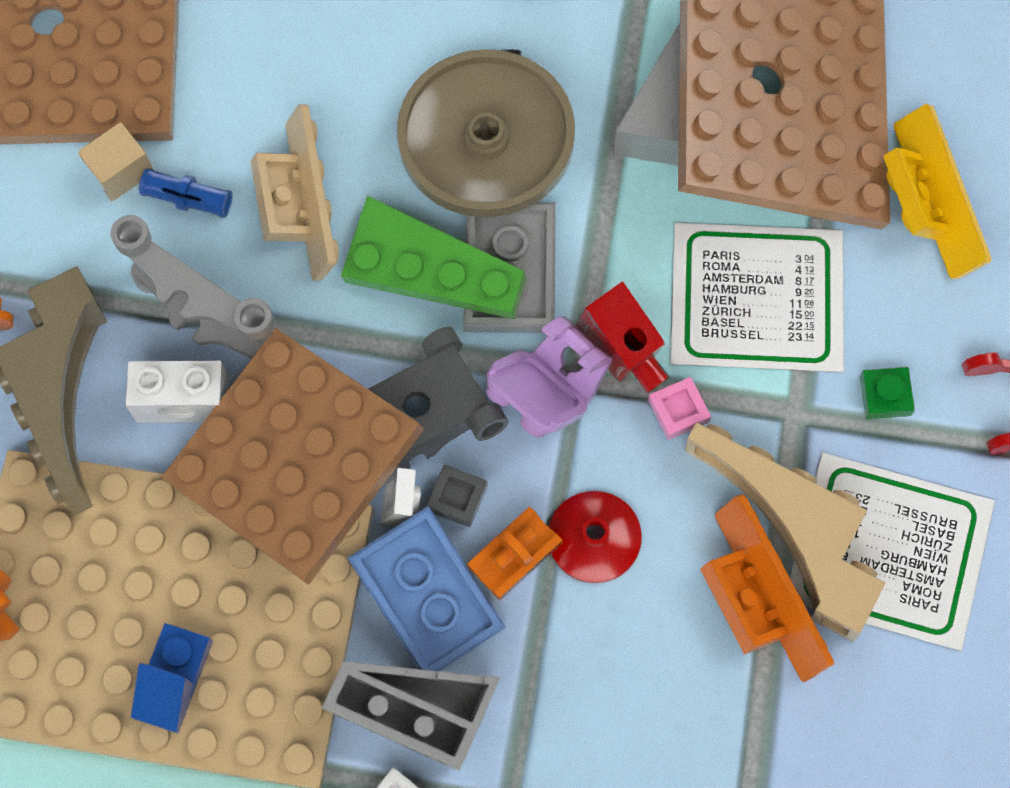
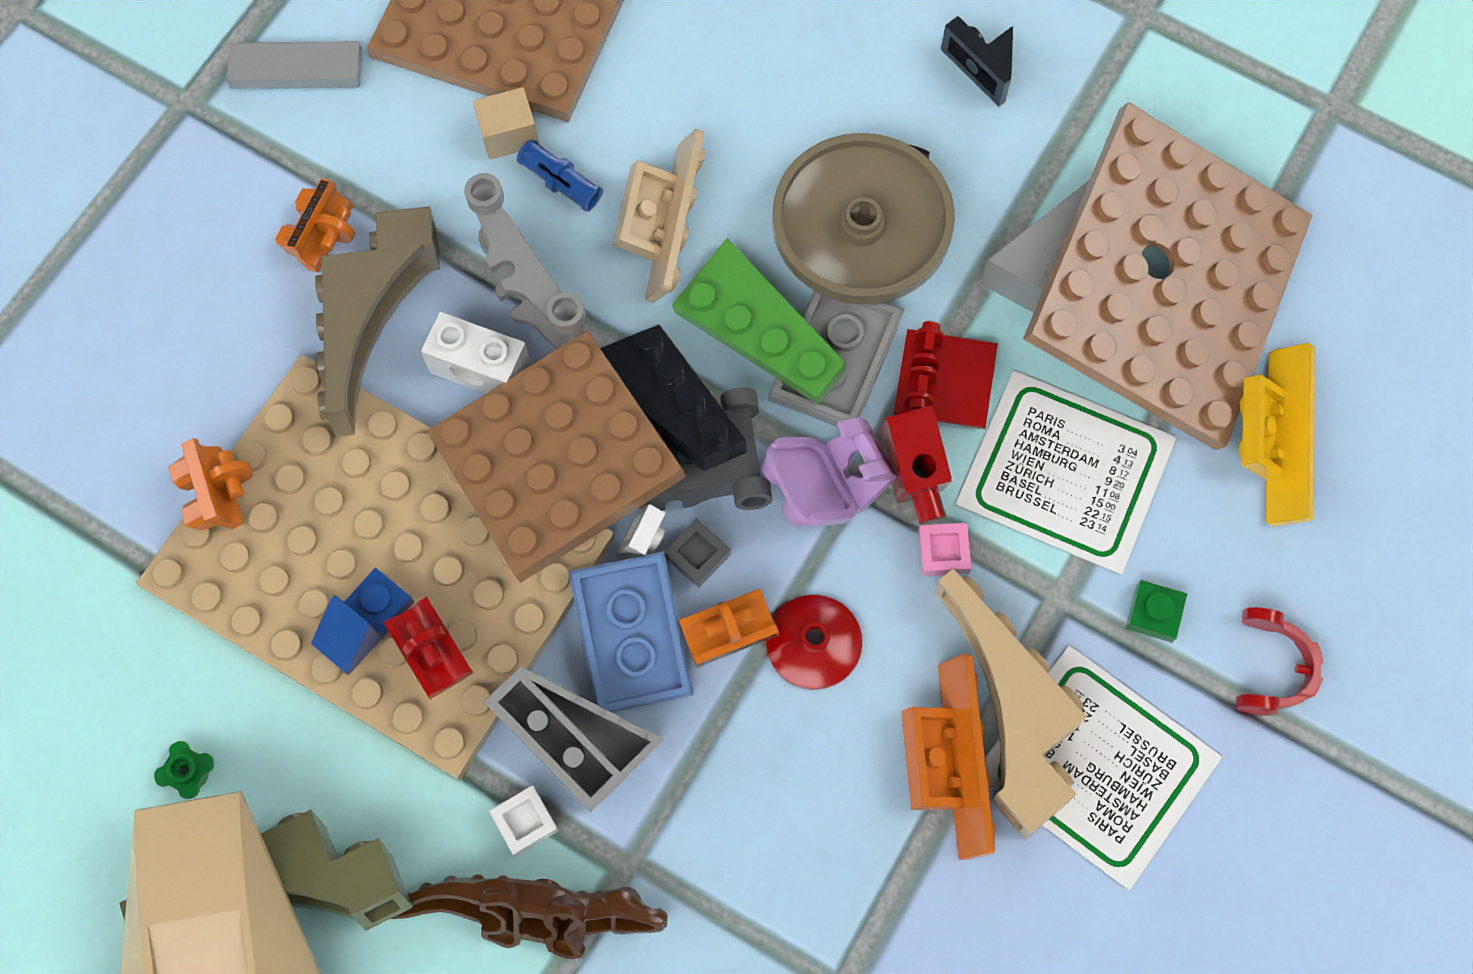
camera: 20 degrees right, 0 degrees up
(247, 678) = (428, 648): none -> red hips
(382, 360) = (675, 398): none -> black wing
(617, 249) = (948, 374): none -> red hinge

